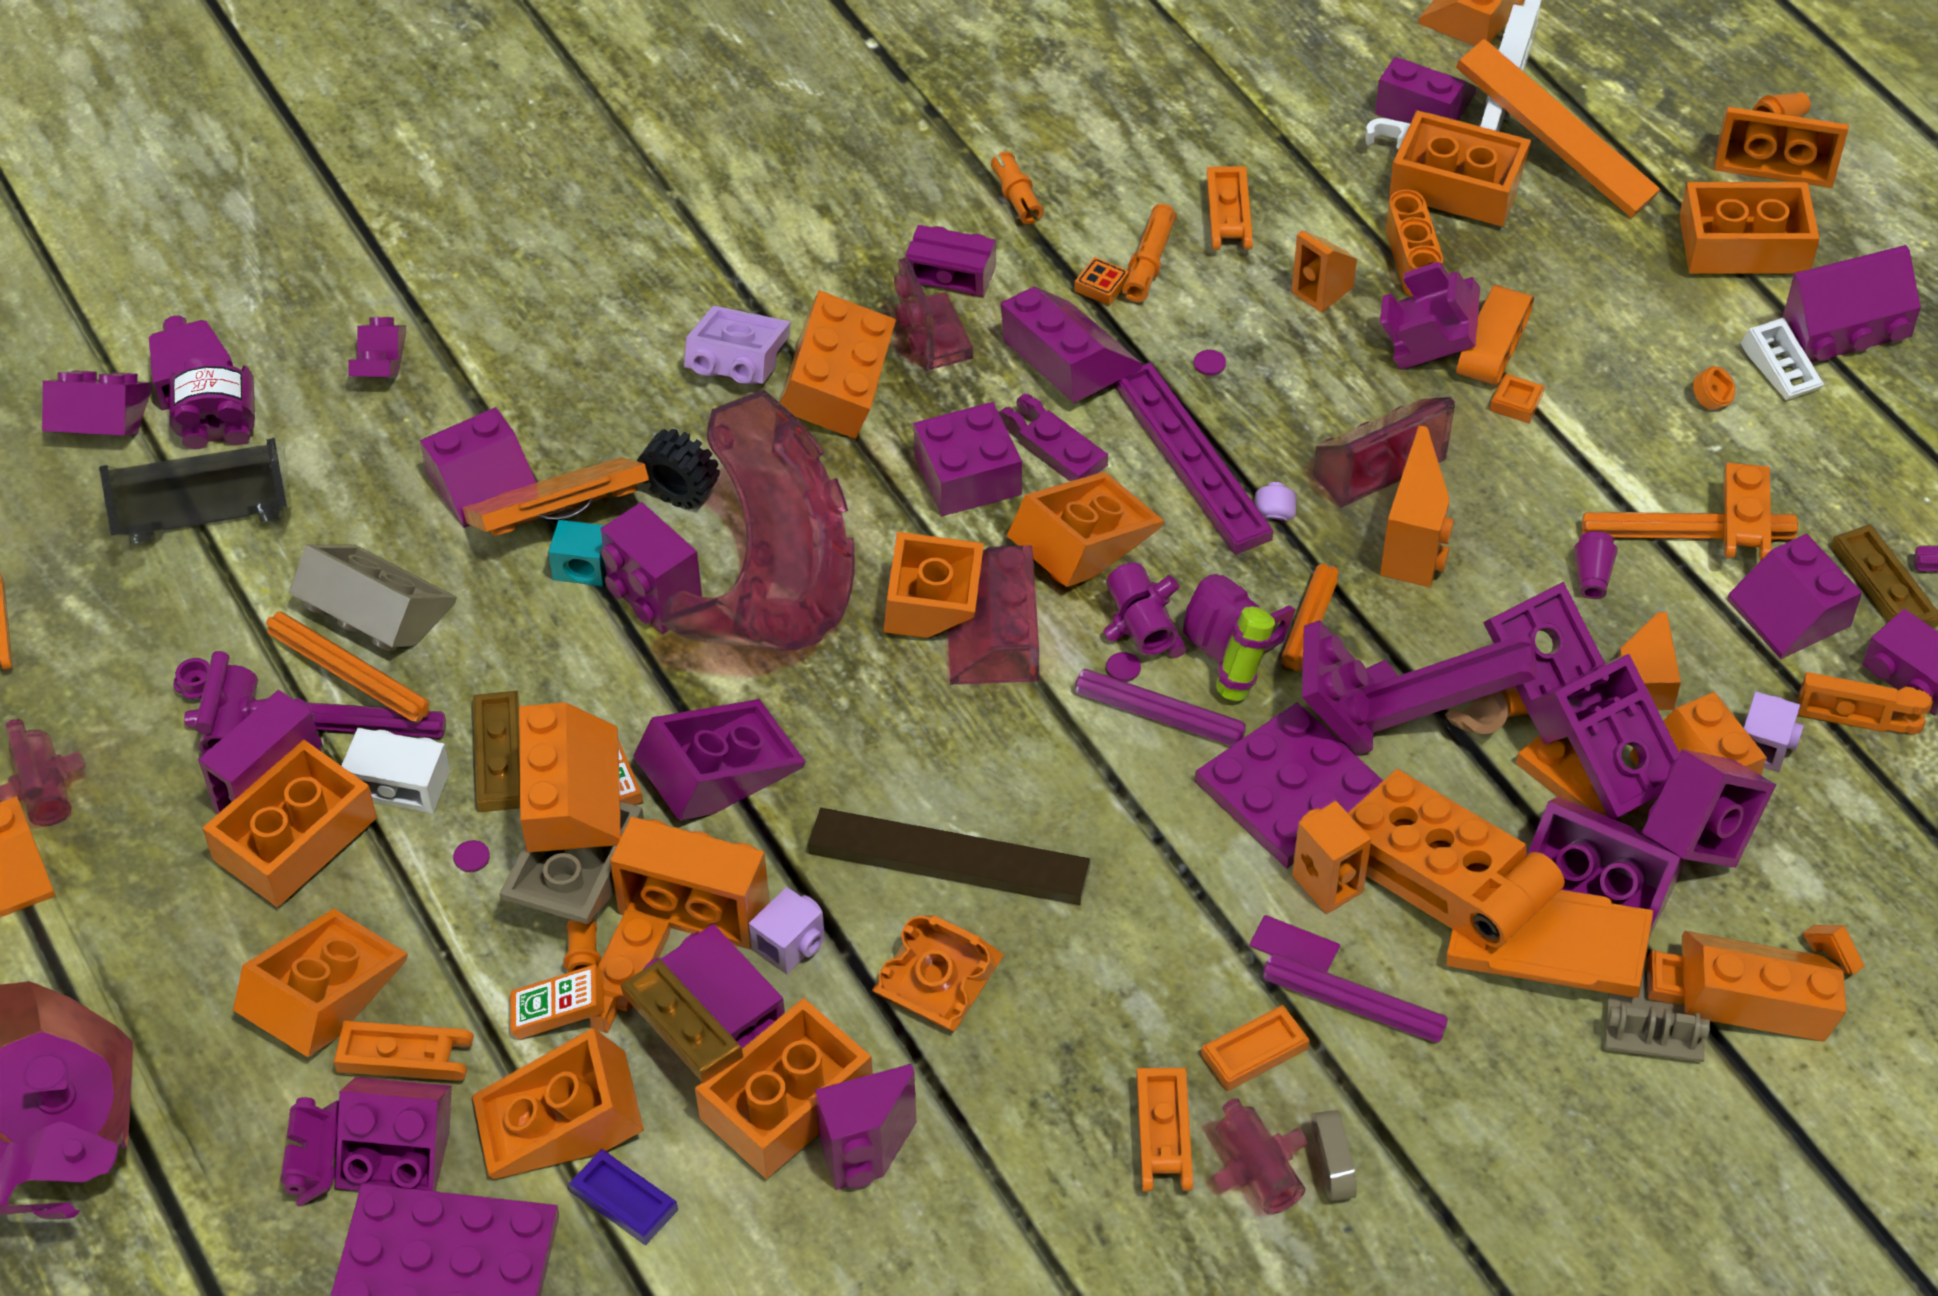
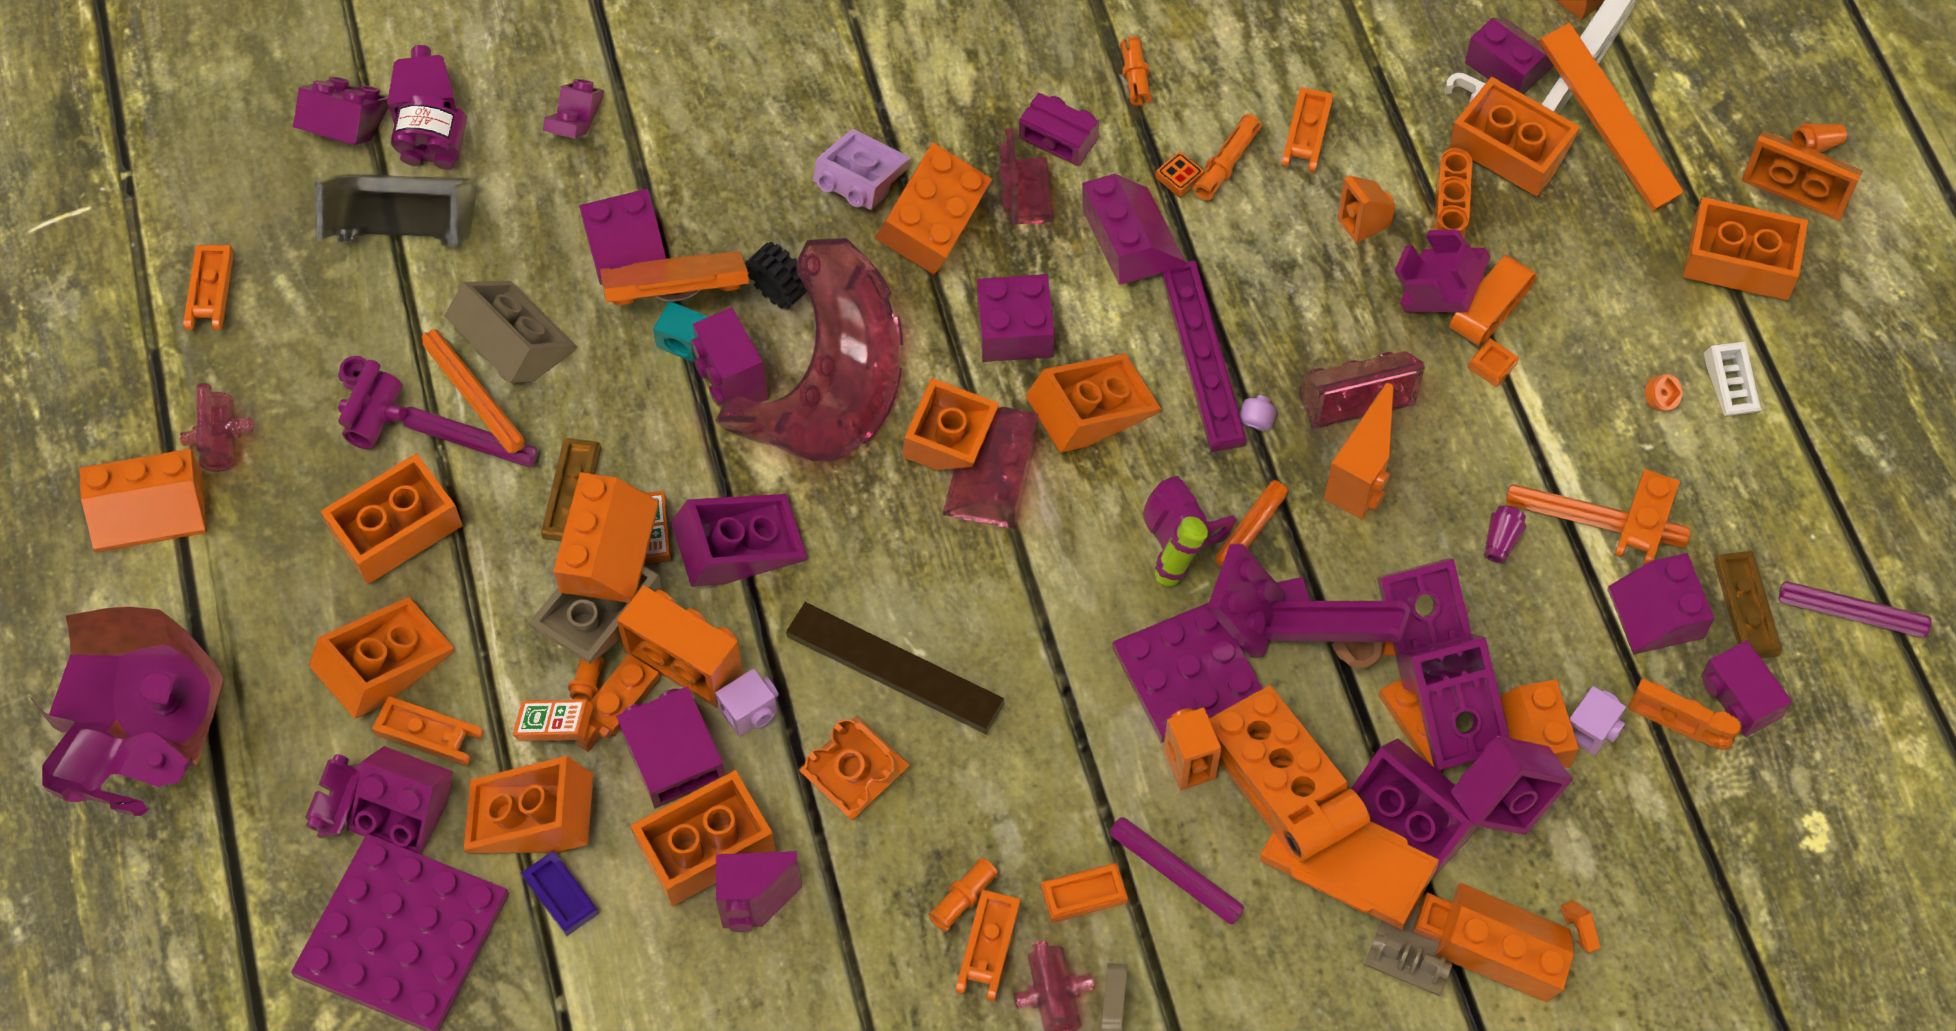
camera: 15 degrees right, 10 degrees up
(256, 747) = (381, 450): magenta brick -> none
(399, 768) = (486, 489): white brick -> none
(471, 856) = (526, 575): magenta piece -> none
(682, 1021) = (636, 766): pearl gold tile -> none
(1053, 440) = (1094, 316): magenta hinge -> none
(1115, 1081) = (963, 894): none -> orange pin
(1123, 666) = (1086, 532): magenta piece -> none
(1143, 611) = (1114, 491): magenta pin -> none
(1160, 707) = (1103, 577): magenta axle -> none
(1210, 362) = (1246, 269): magenta piece -> none
(1294, 943) = (1145, 811): magenta sticker -> none
(1656, 660) = (1514, 638): orange slope -> none
(1853, 304) = (1808, 344): magenta slope -> none

